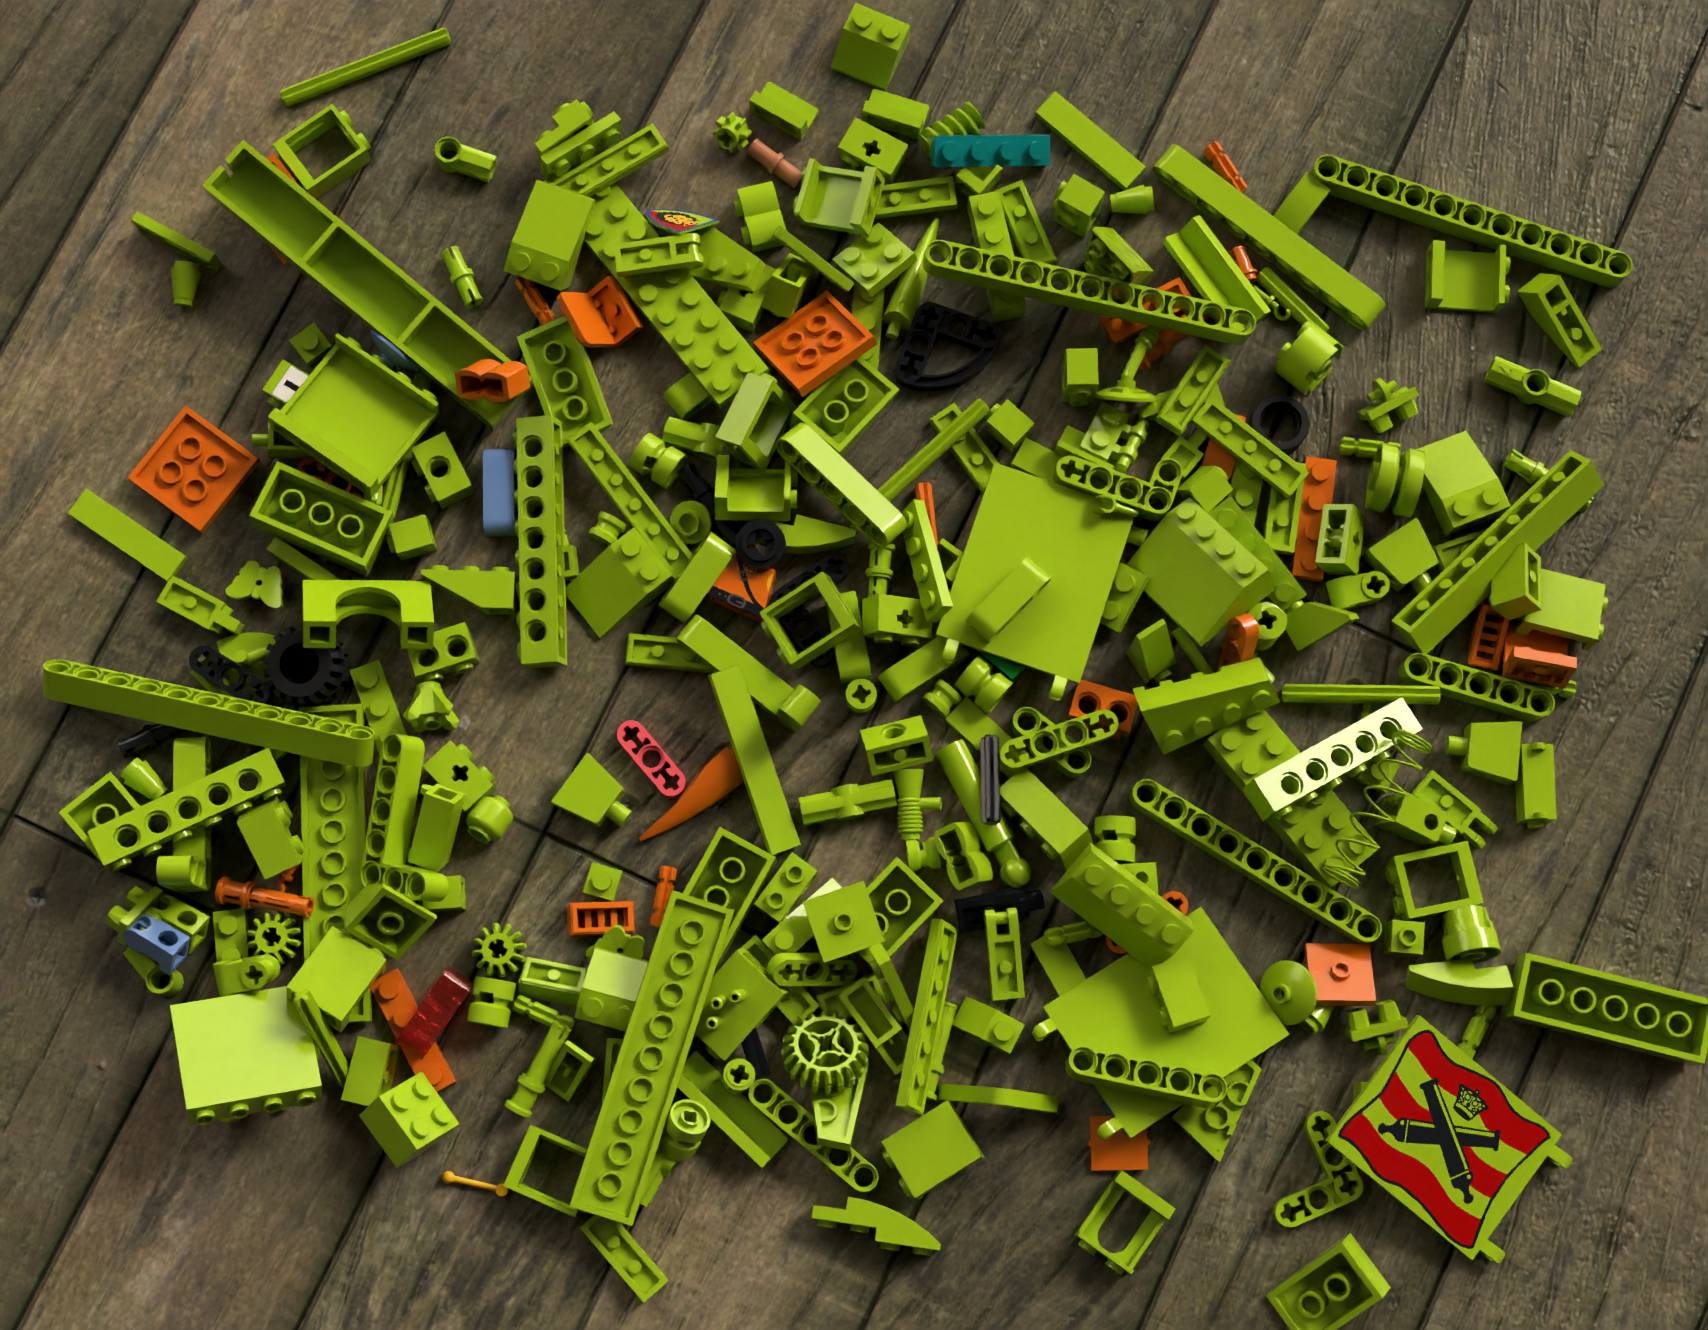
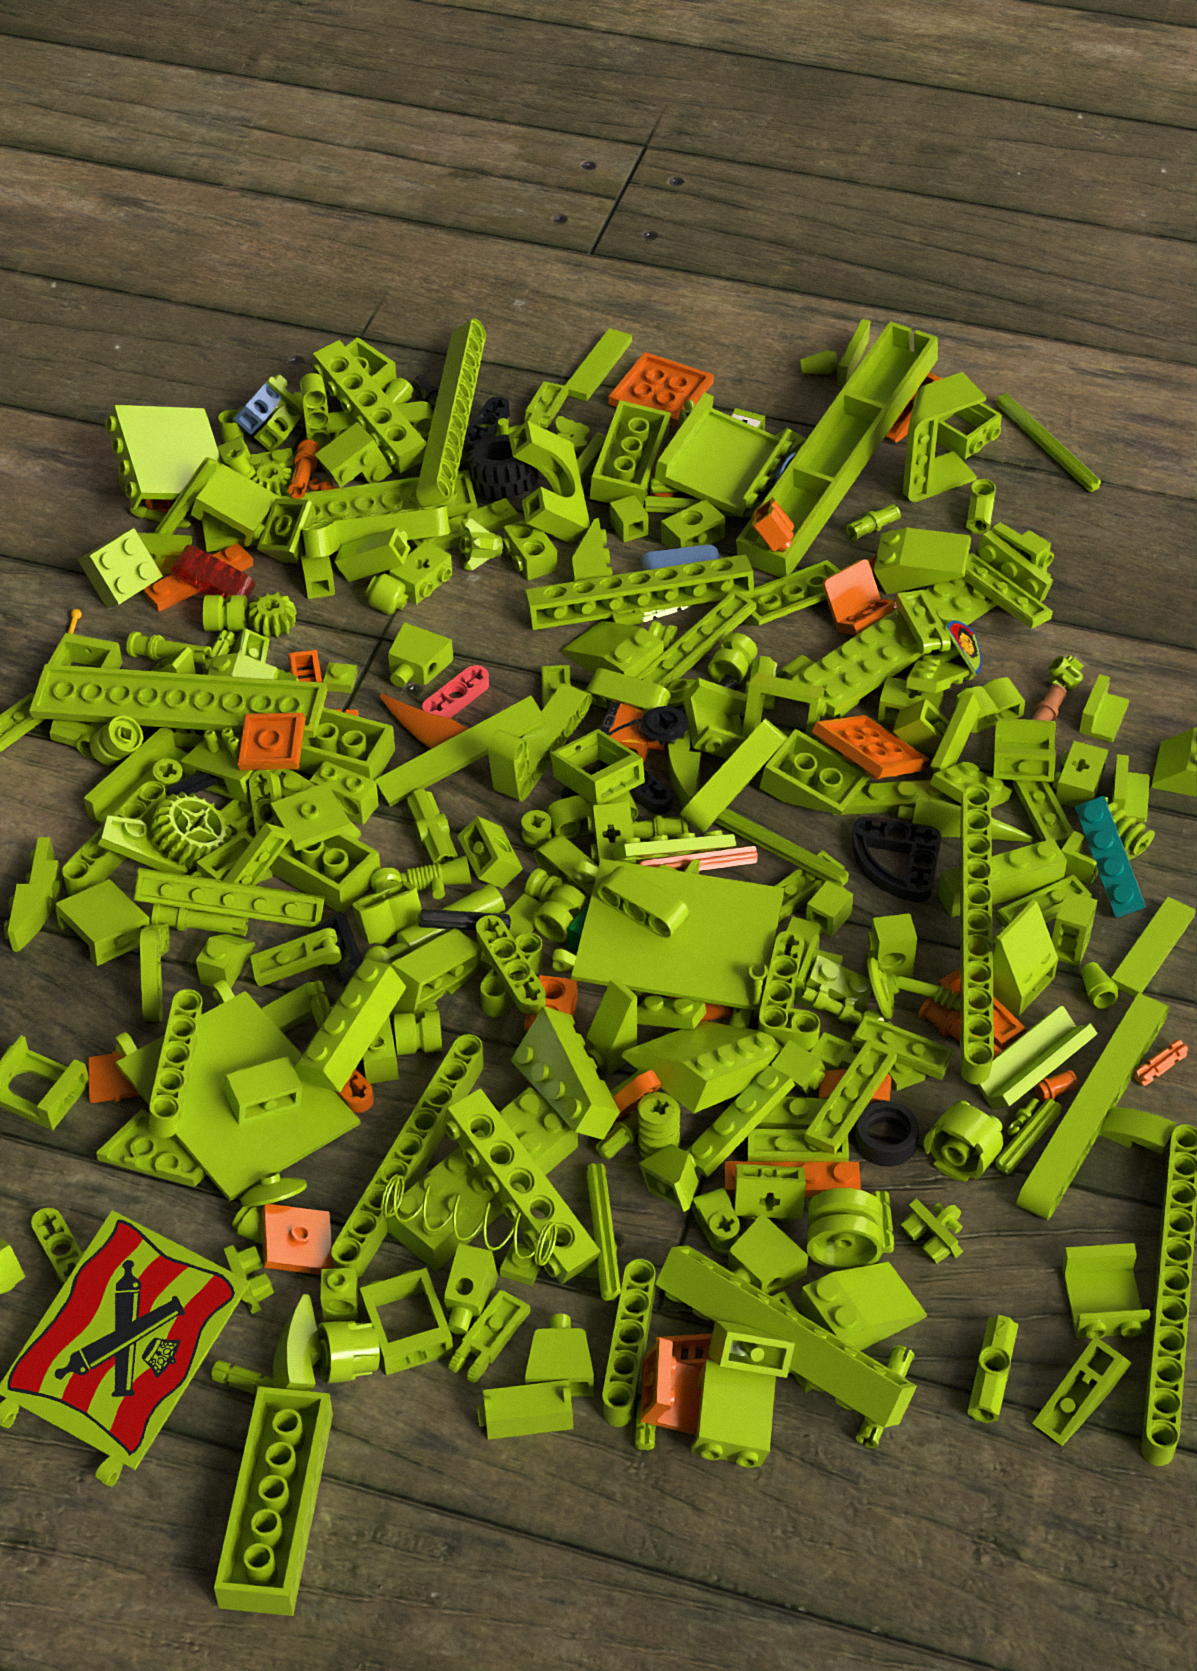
camera: 85 degrees right, 30 degrees down
(383, 173) = (923, 472): none -> lime windscreen
(743, 955) = (271, 741): none -> orange plate

